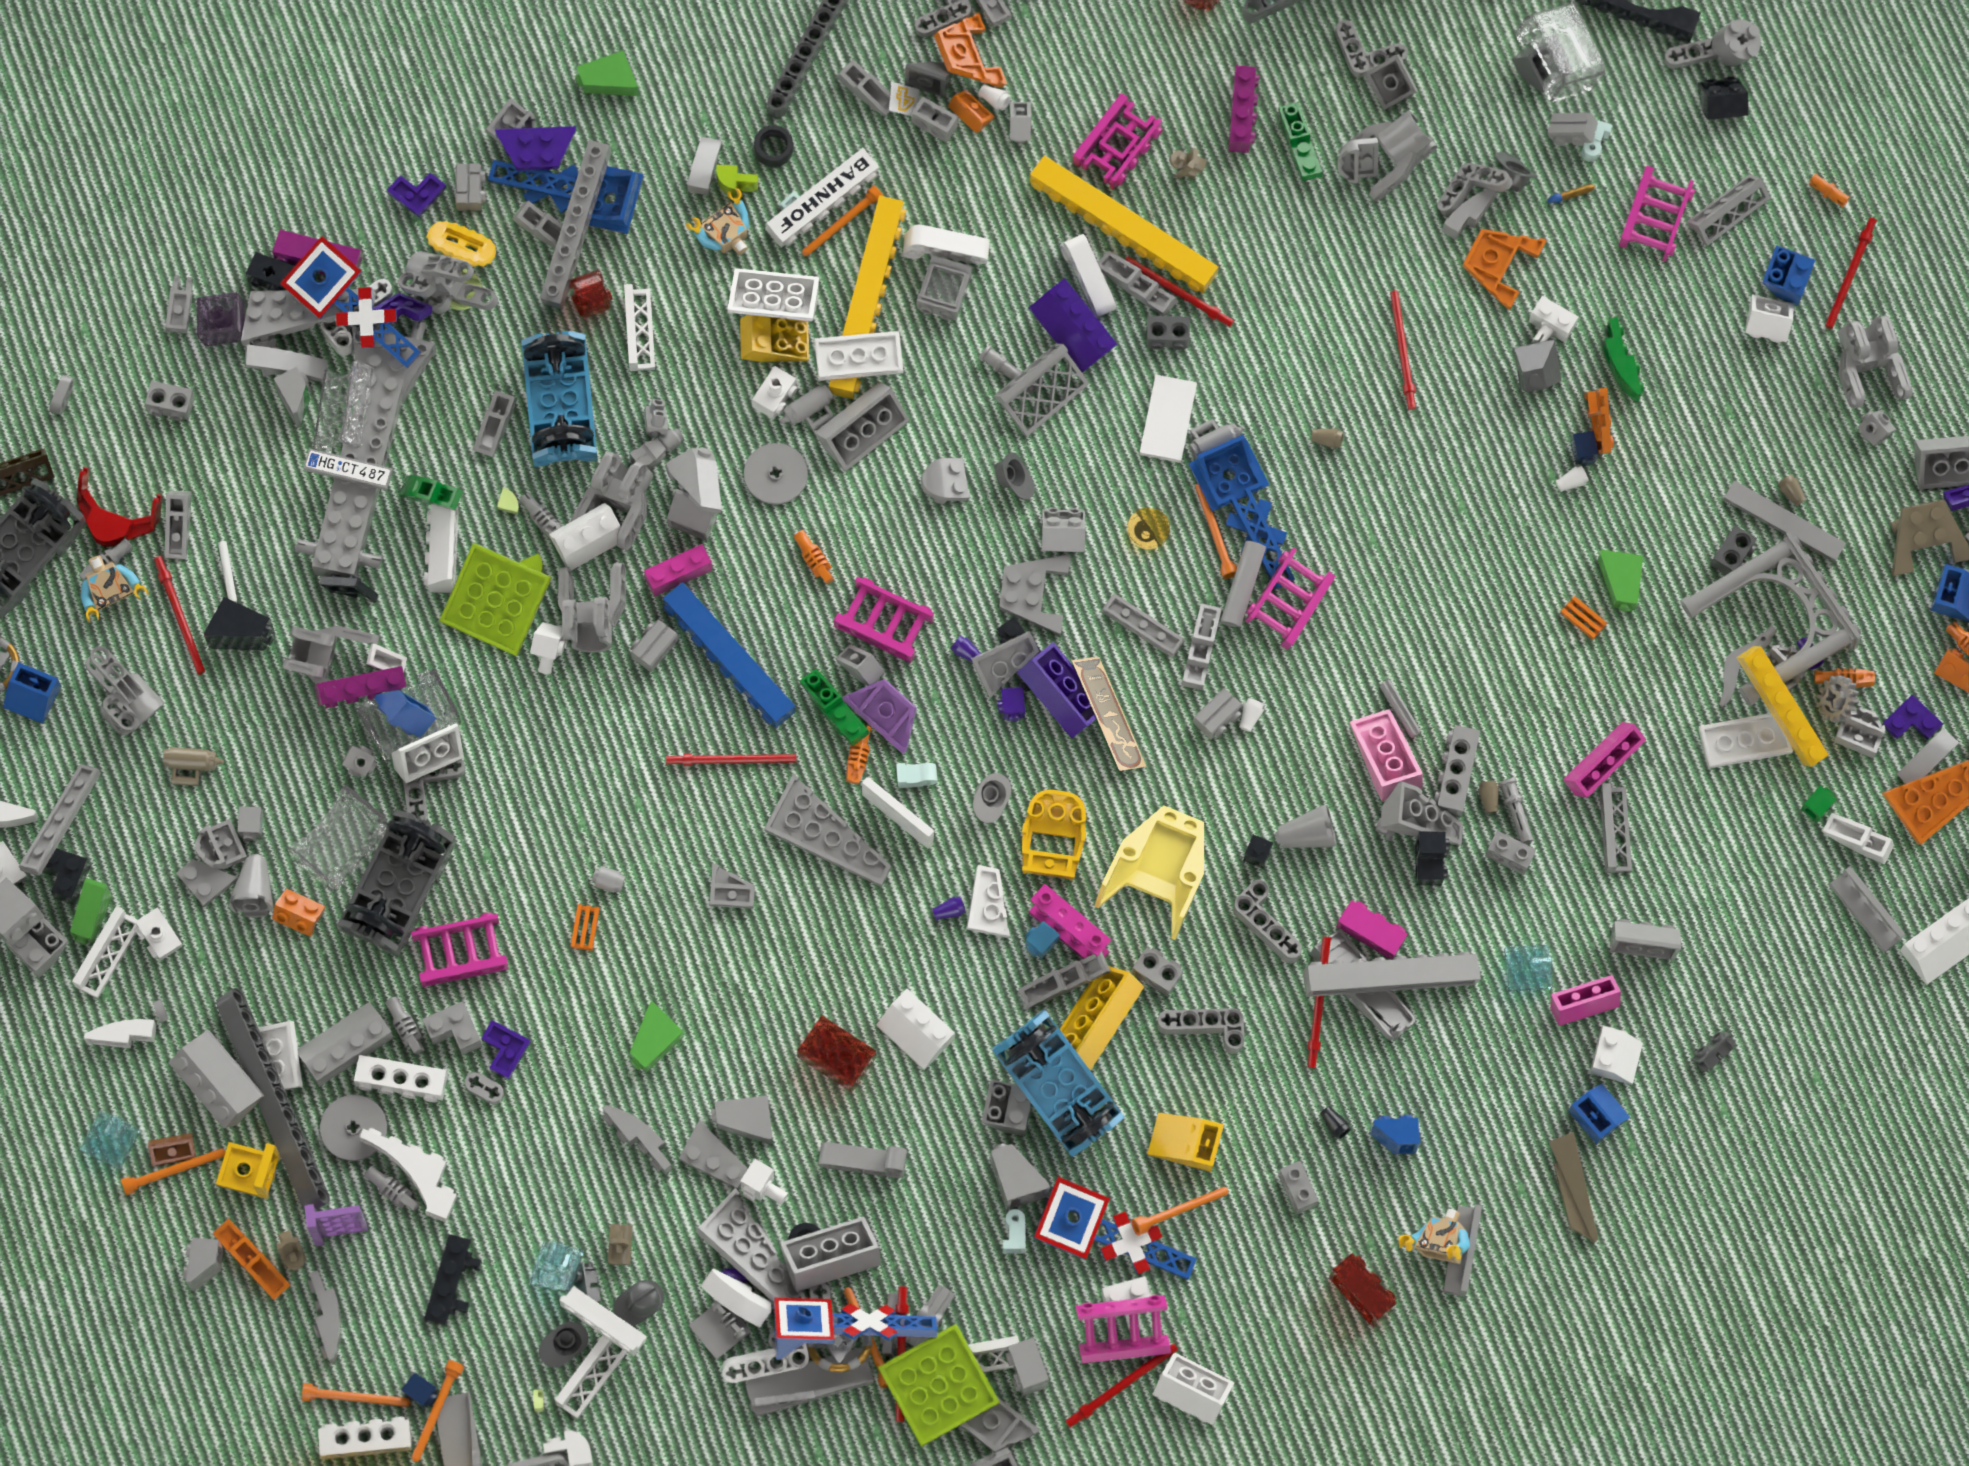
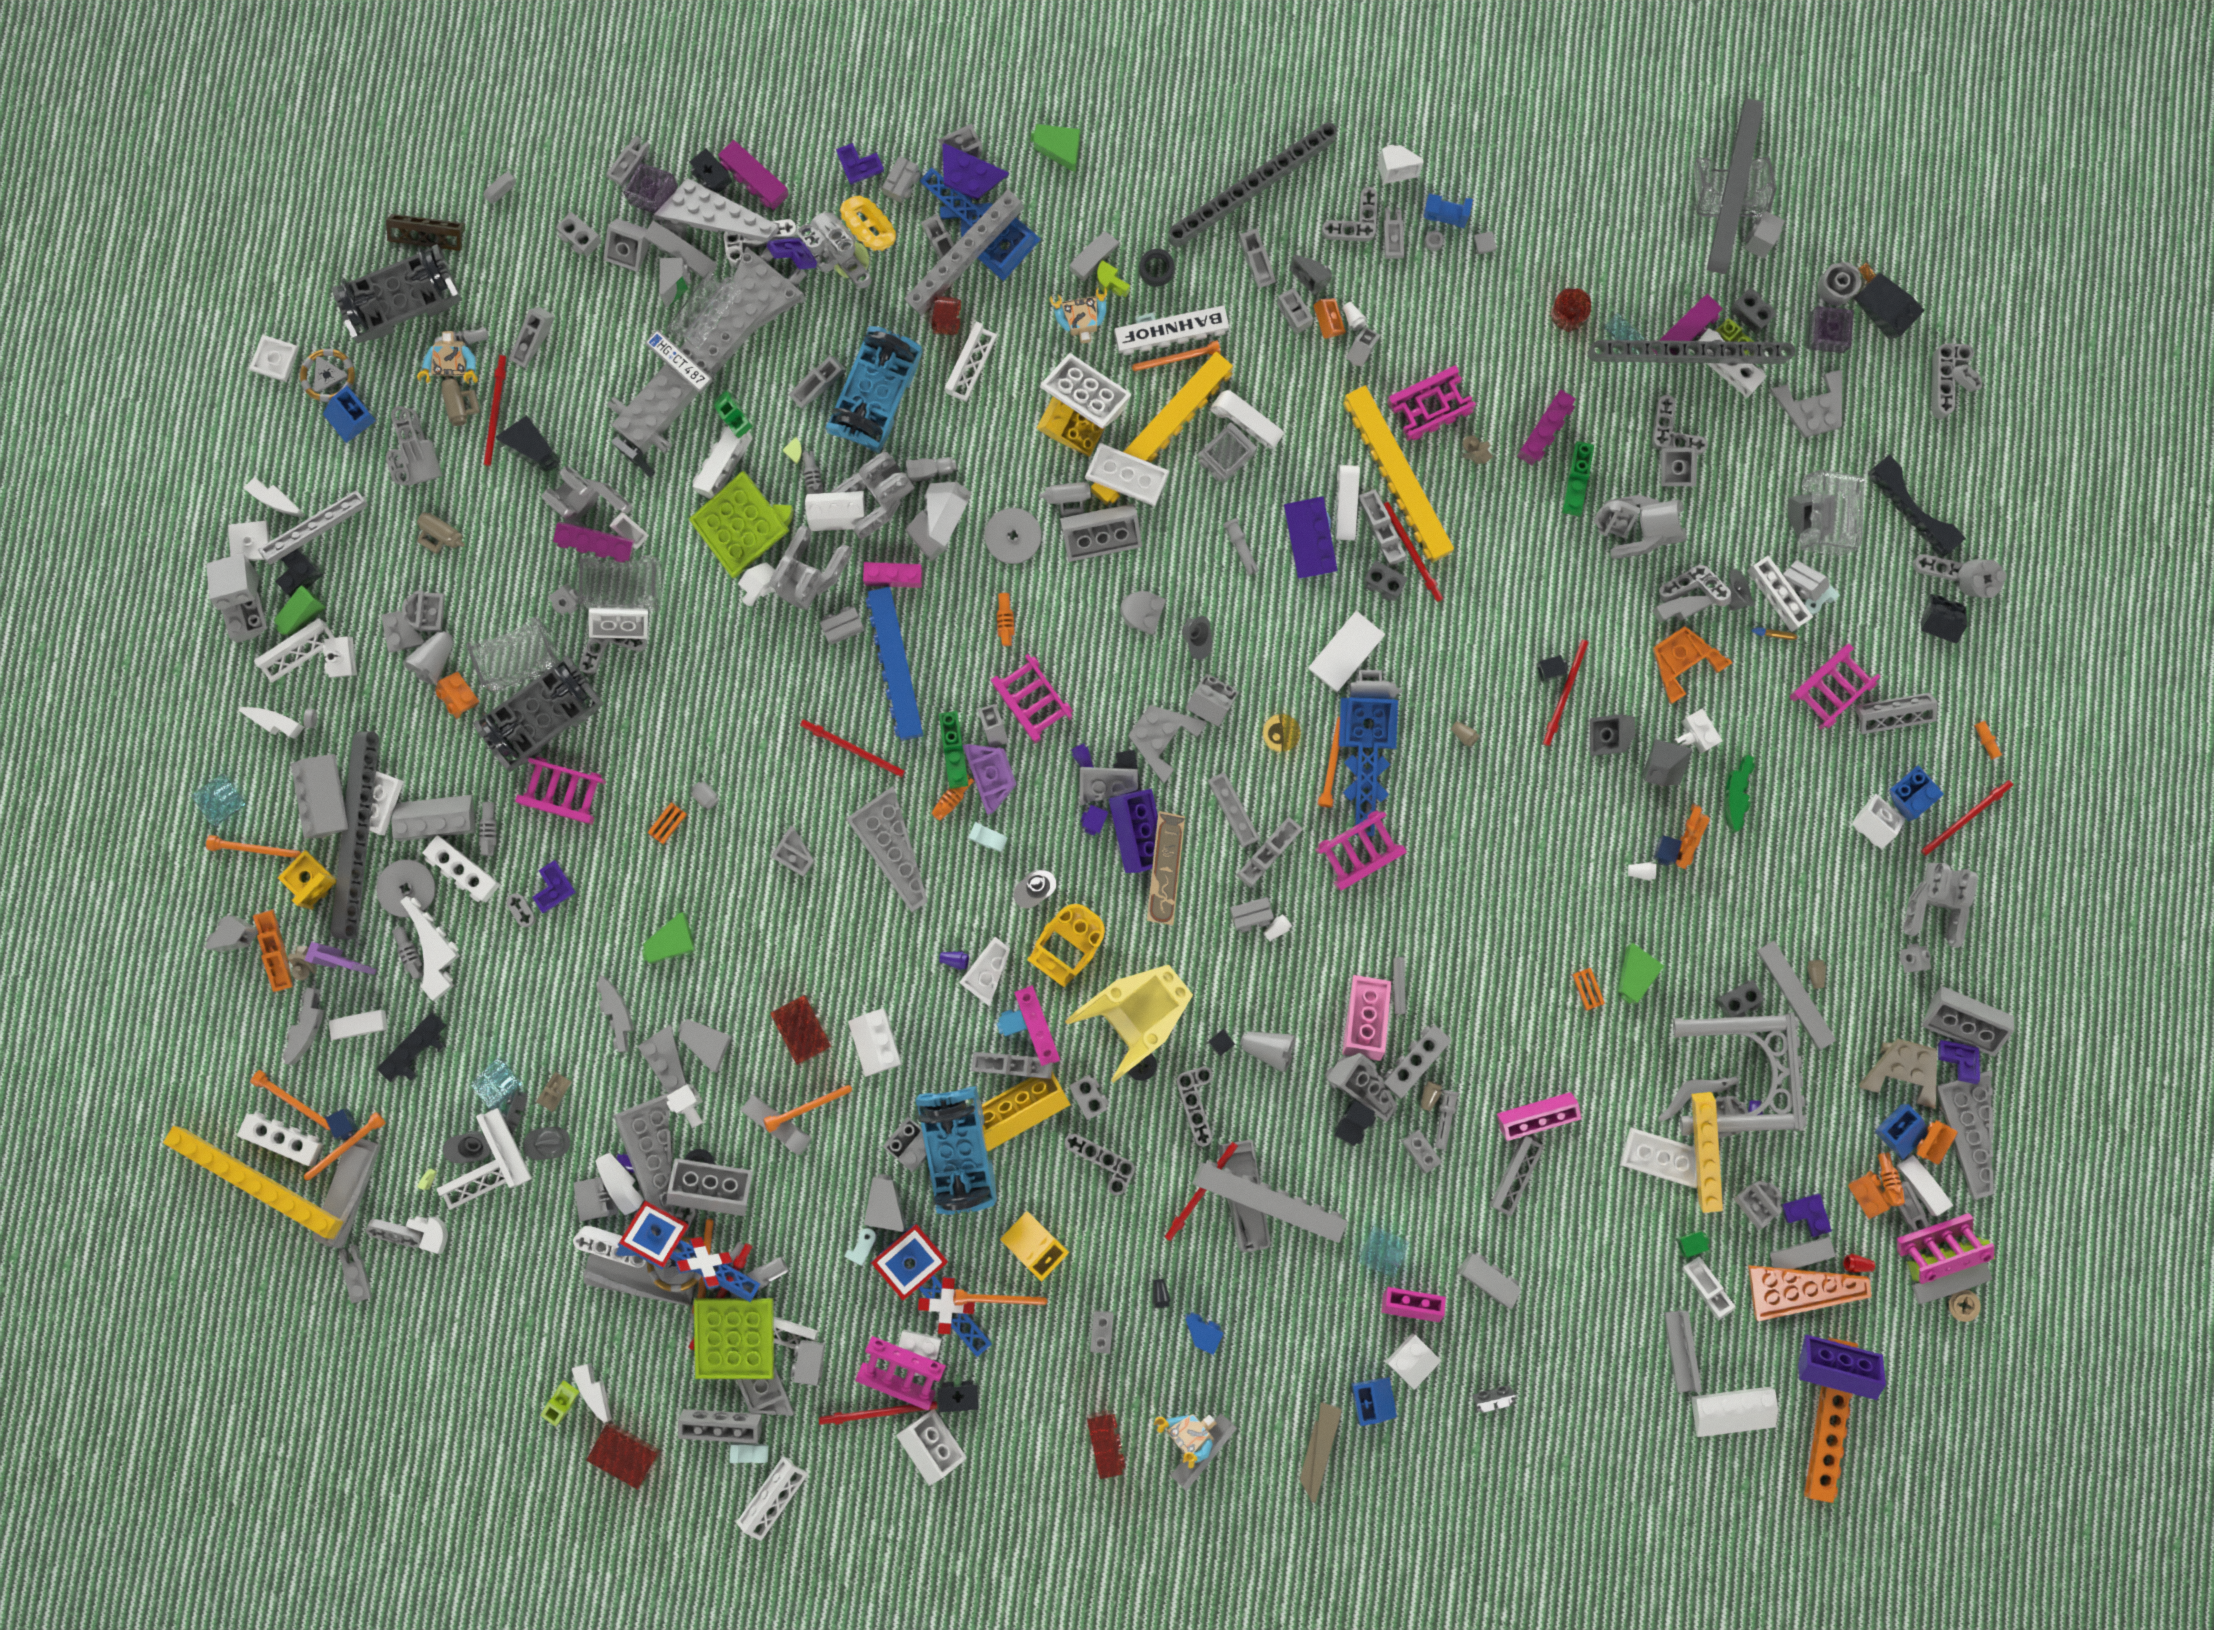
camera: 30 degrees right, 10 degrees up
(110, 528) = (478, 312): red piece -> none
(134, 627) = (455, 404): none -> dark tan piece
(172, 1149) = (262, 831): dark orange slope -> none
(225, 386) = (625, 244): none -> light grey slope
(226, 566) = (549, 395): white bar -> none
(250, 823) = (457, 605): light grey brick -> none
(322, 296) = (752, 201): piece -> none
(380, 1285) = (358, 1025): none -> white slope
(405, 712) = (615, 582): blue slope -> none
(453, 1022) = (527, 851): light grey brick -> none
(656, 418) = (942, 443): light grey hips -> none
(774, 393) = (1047, 469): white brick -> none
(859, 1156) = (772, 1123): none -> orange piece
(897, 812) = (954, 862): white tile -> none
(903, 98) = (1280, 280): white sticker -> none
(961, 53) = (1345, 265): orange wing -> none
(1029, 376) = (1258, 560): light grey fence -> none
(1186, 1337) = (948, 1403): none -> black brick
(1200, 919) = (1147, 1072): none -> black gear
(1243, 584) = (1329, 819): light grey brick -> none
(1372, 929) = (1276, 1154): dark pink brick -> none
(1377, 333) = (1552, 668): none -> black brick
(1468, 365) = (1611, 734): none -> dark grey slope
(1554, 152) = (1779, 593): none -> white brick
(1837, 698) = (1756, 1167): light grey gear -> none
(1860, 677) = (1773, 1151): orange hinge -> none

